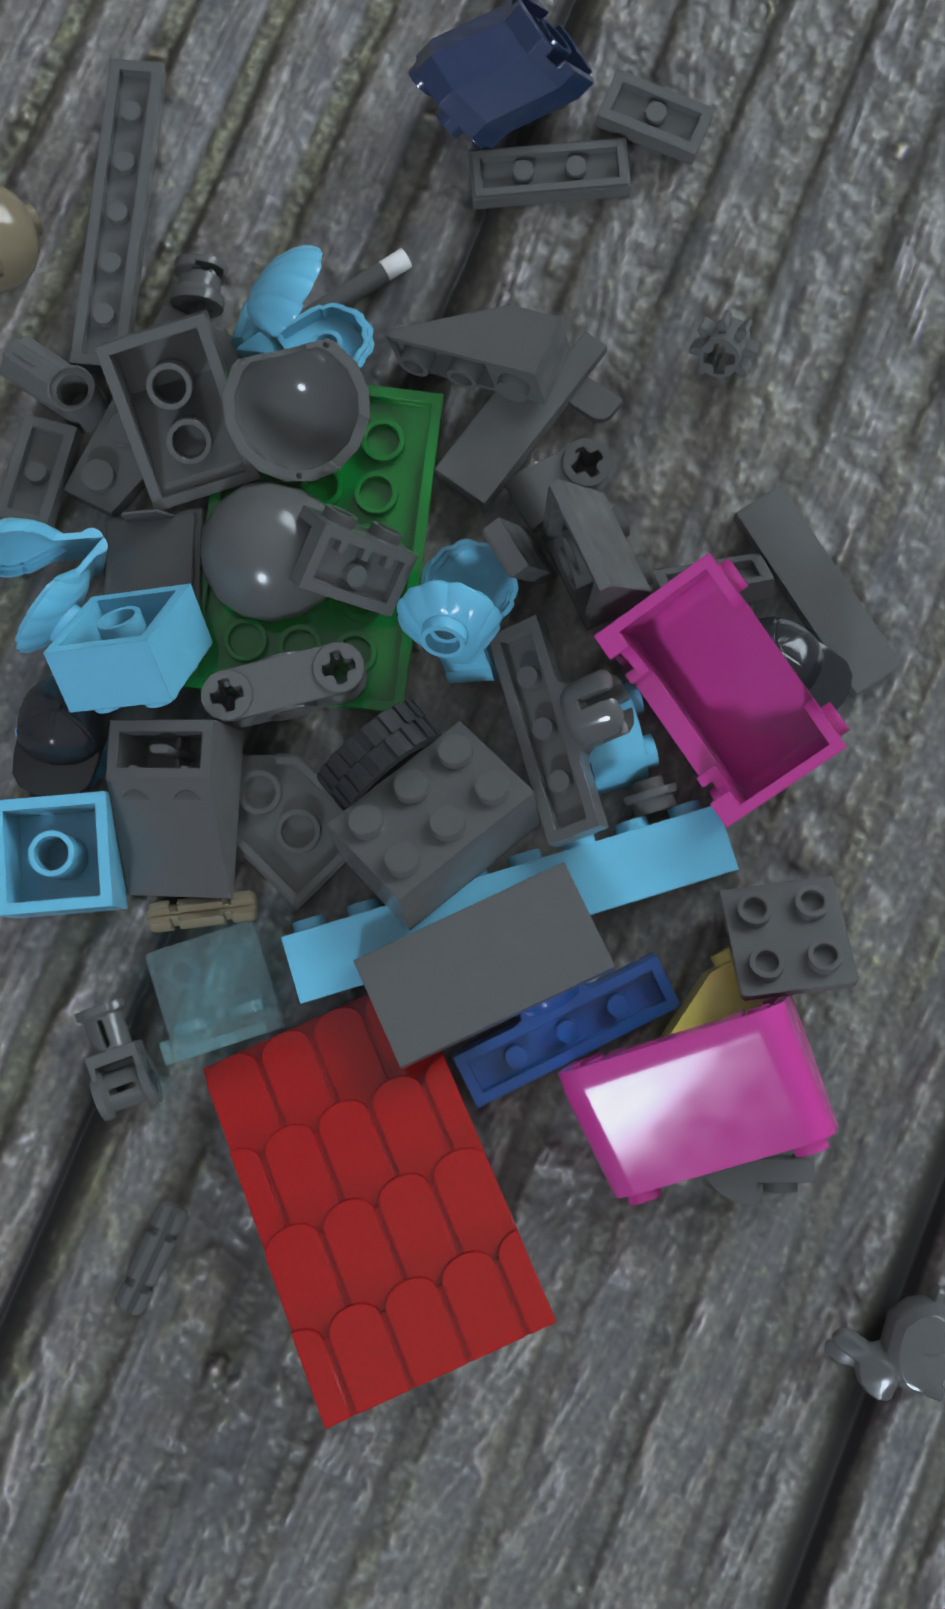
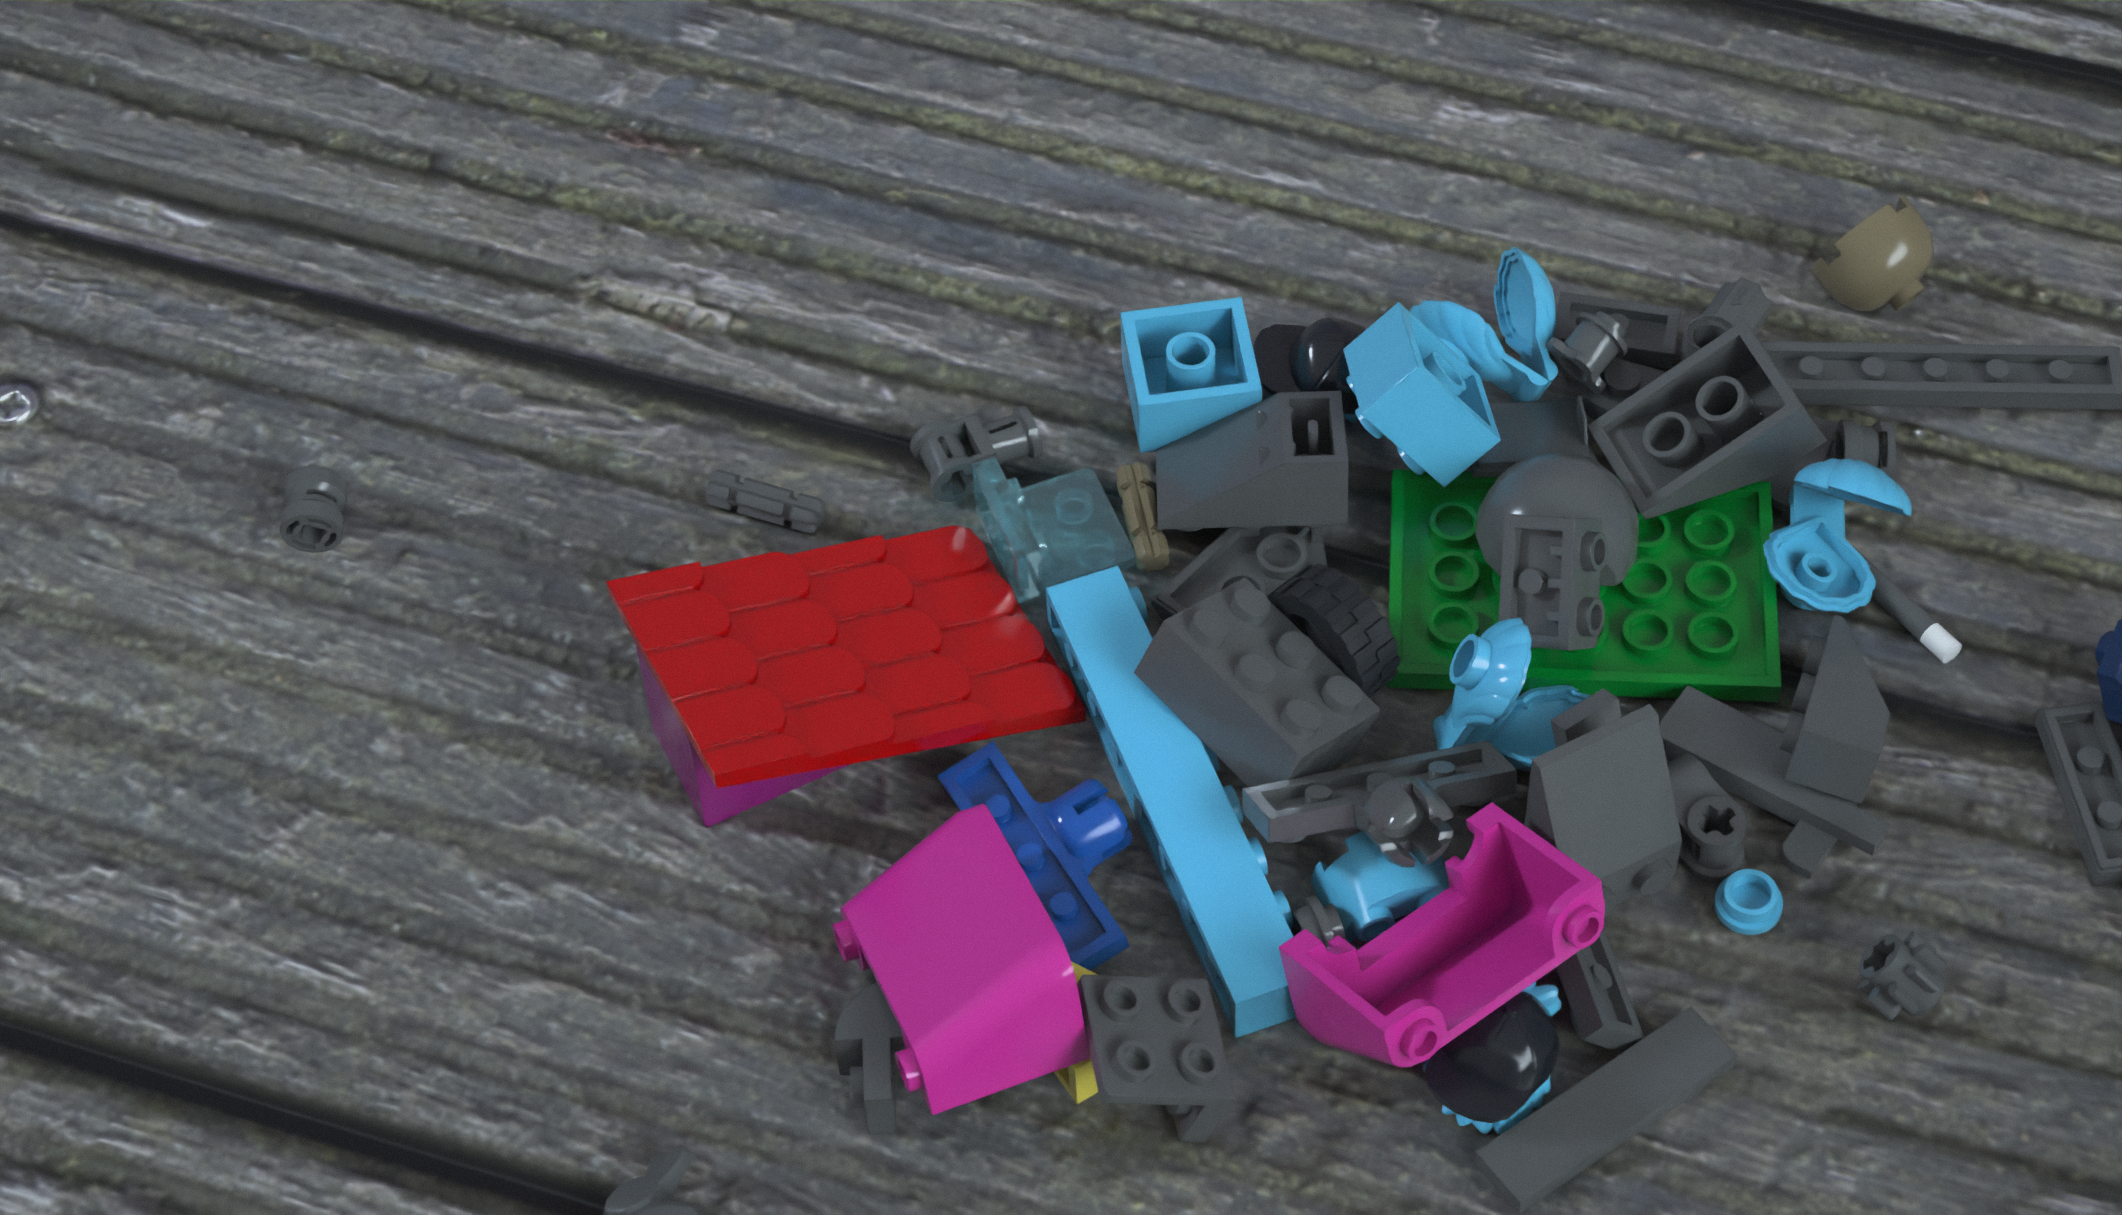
camera: 90 degrees right, 30 degrees down
(74, 495) = (1589, 349): none -> dark grey brick
(285, 685) = (1400, 546): dark grey piece -> none
(297, 410) = (1714, 514): dark grey cylinder -> none
(483, 965) = (1101, 741): dark grey tile -> none
(638, 455) = (1748, 902): none -> medium azure plate

